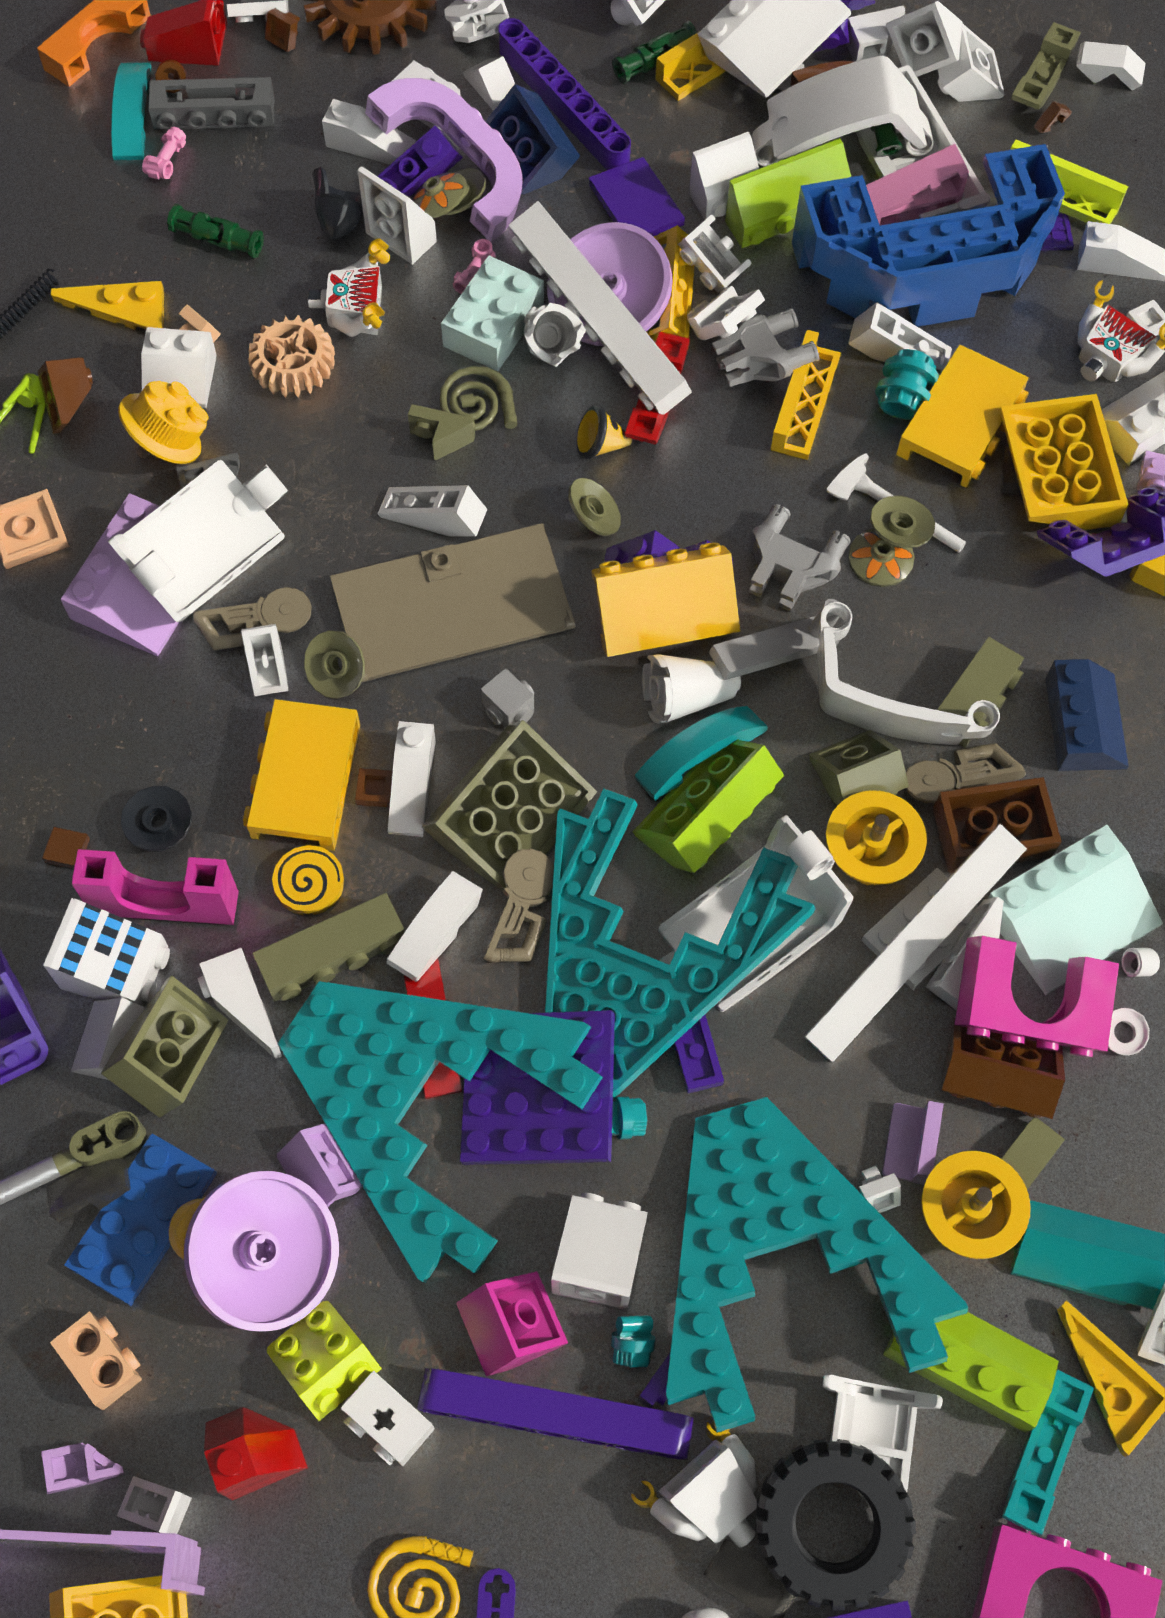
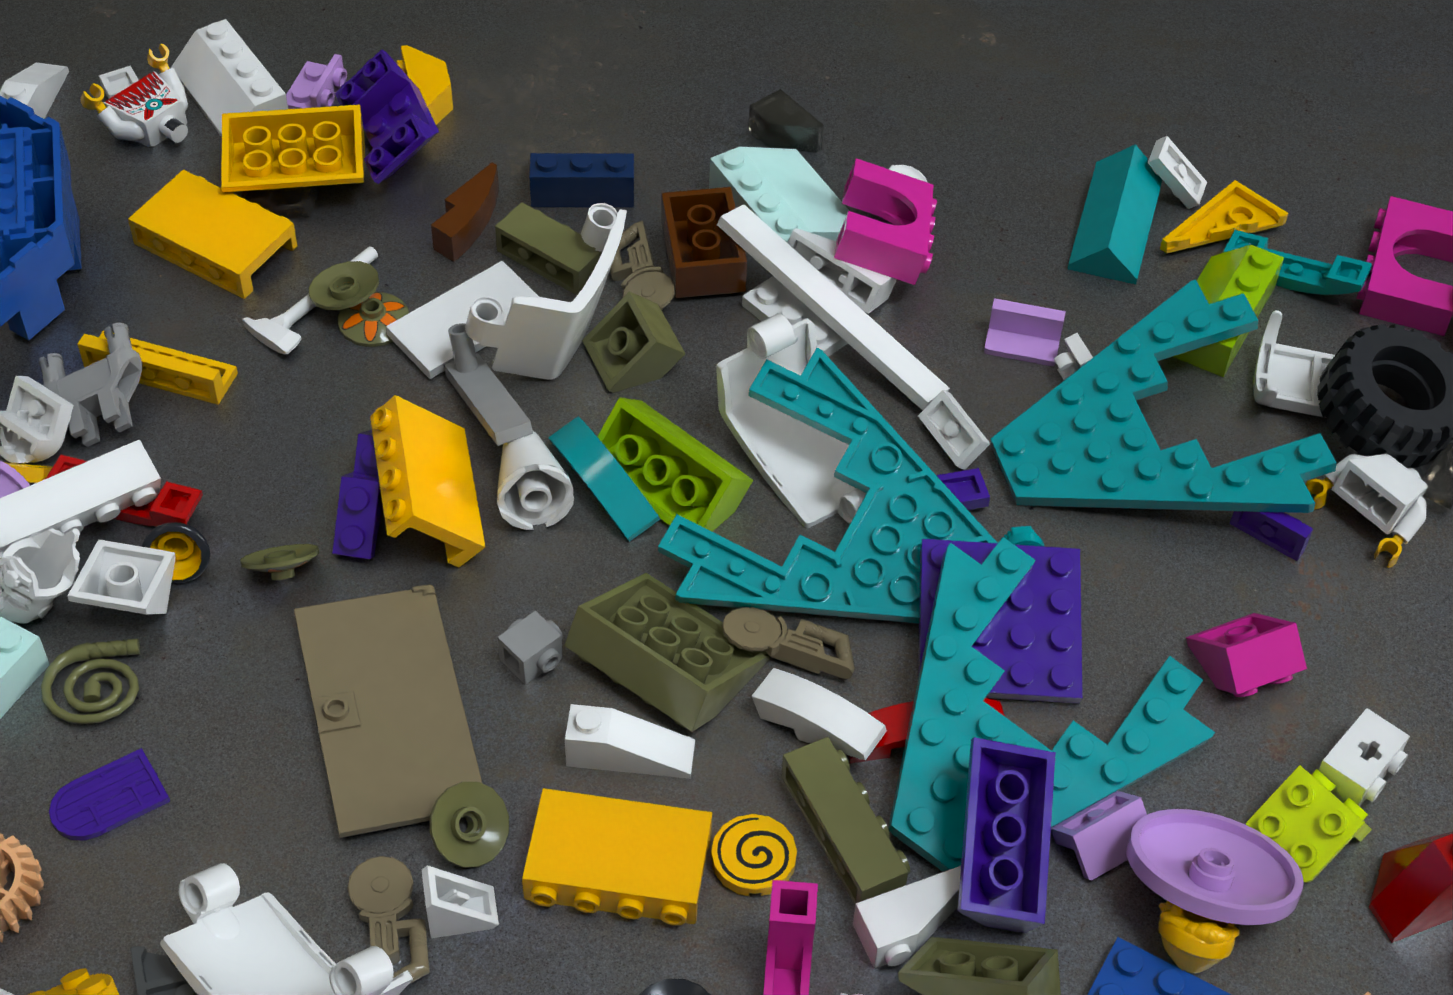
camera: 90 degrees left, 15 degrees down
(290, 1061) = (1006, 835): none -> dark purple slope
(374, 787) = (634, 783): reddish brown tile -> none
(375, 426) = (107, 798): none -> dark purple window
(438, 509) = (254, 723): white slope -> none
(447, 429) = (136, 709): olive slope -> none
(555, 1413) = (1329, 623): dark purple beam -> none
(557, 400) = (125, 578): none -> white slope
(599, 1251) = (1168, 570): white slope -> none
(633, 1341) = (1249, 553): teal piece -> none
(774, 1061) = (953, 429): none -> white plate
(790, 561) = (372, 386): light grey connector -> none
(876, 837) = (714, 324): yellow piece -> none
(883, 333) = (102, 278): white slope -> none
(888, 631) = (424, 331): none -> white tile
(906, 384) = (171, 271): teal piece -> none
(976, 1204) = (1089, 285): yellow piece -> none
(1003, 1072) = (957, 267): reddish brown slope -> none
(1017, 619) = (466, 214): none -> reddish brown slope
(1032, 1150) = (1037, 259): olive slope -> none
(1147, 962) = (837, 160): white piece -> none

